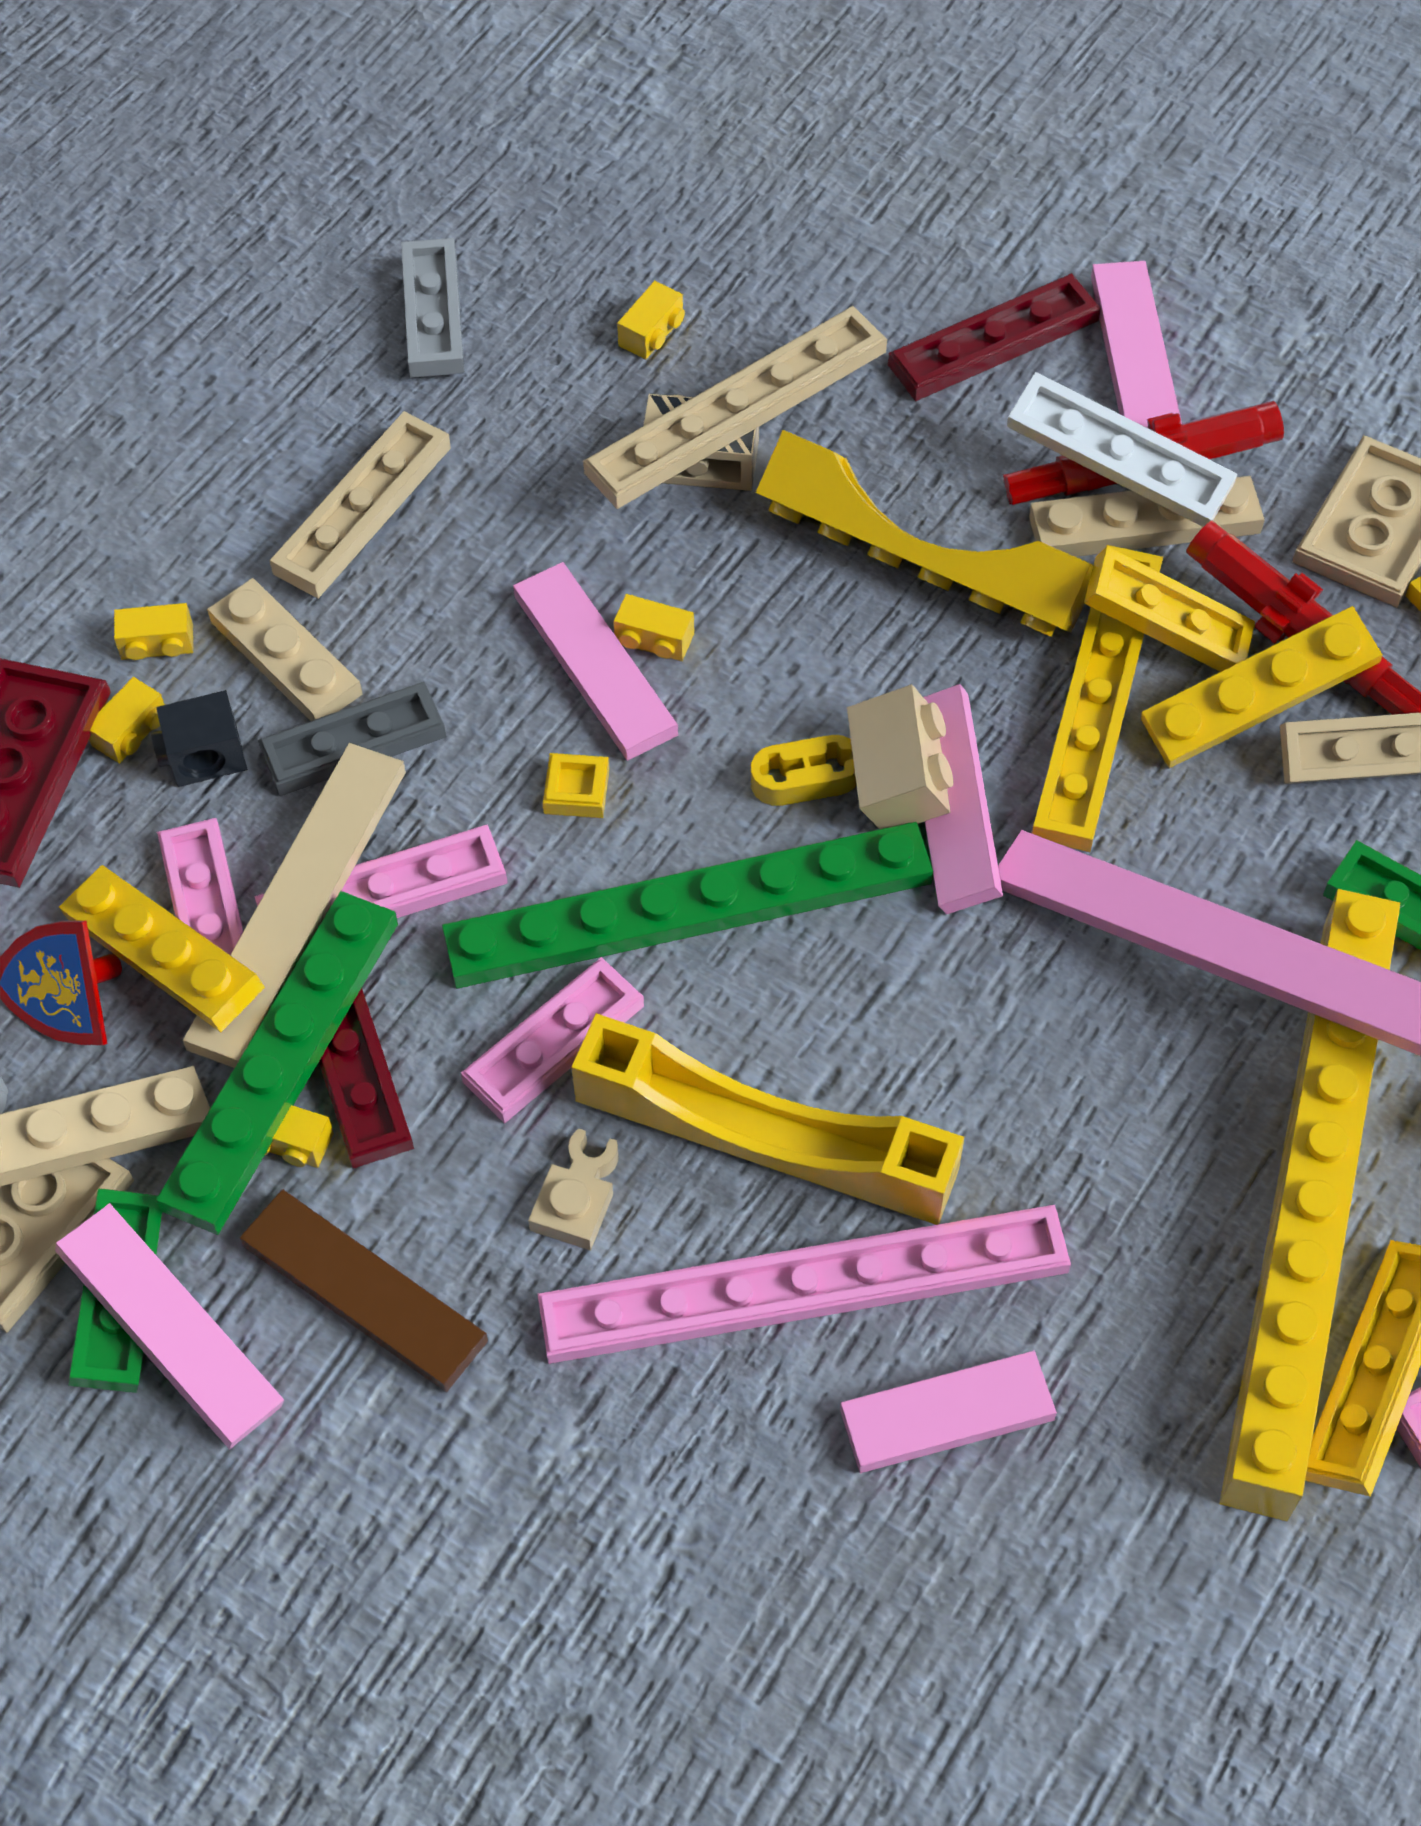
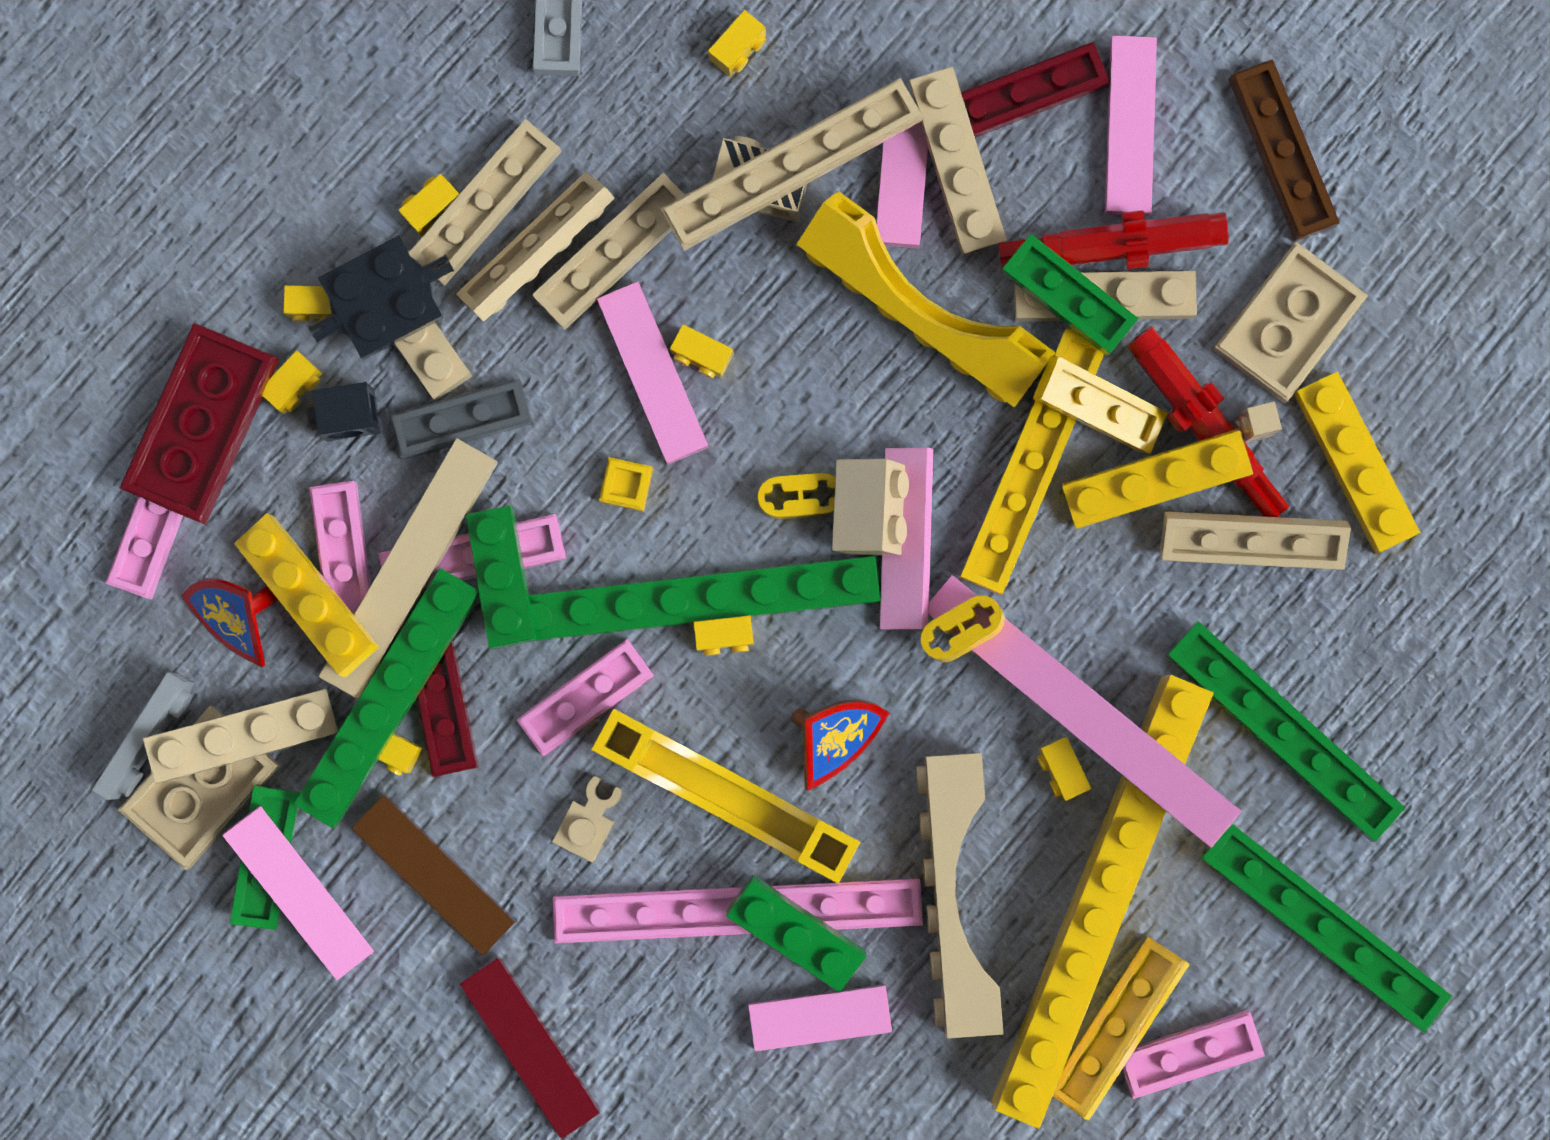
camera: 10 degrees right, 25 degrees up
(238, 602) = (380, 297): none -> black plate
(288, 511) = (429, 204): none -> yellow piece
(415, 553) = (535, 246): none -> tan plate
(424, 897) = (501, 577): none -> green plate
(520, 541) = (608, 254): none -> tan plate
(529, 1511) = (530, 1047): none -> dark red tile
(731, 937) = (723, 634): none -> yellow piece
(874, 430) = (902, 188): none -> bright pink tile
(894, 1290) = (796, 933): none -> green plate
(907, 1029) = (836, 736): none -> shield
(938, 400) = (957, 160): none -> tan plate
(1049, 877) = (957, 619): none -> yellow beam
(1104, 501) = (1069, 295): none -> green plate
(1121, 450) = (1092, 251): white plate -> none
(1154, 1336) = (968, 994): none -> tan arch
(1222, 1043) = (1063, 768): none -> yellow piece
(1324, 355) = (1283, 150): none -> reddish brown tile
(1378, 607) = (1258, 422): none -> tan piece

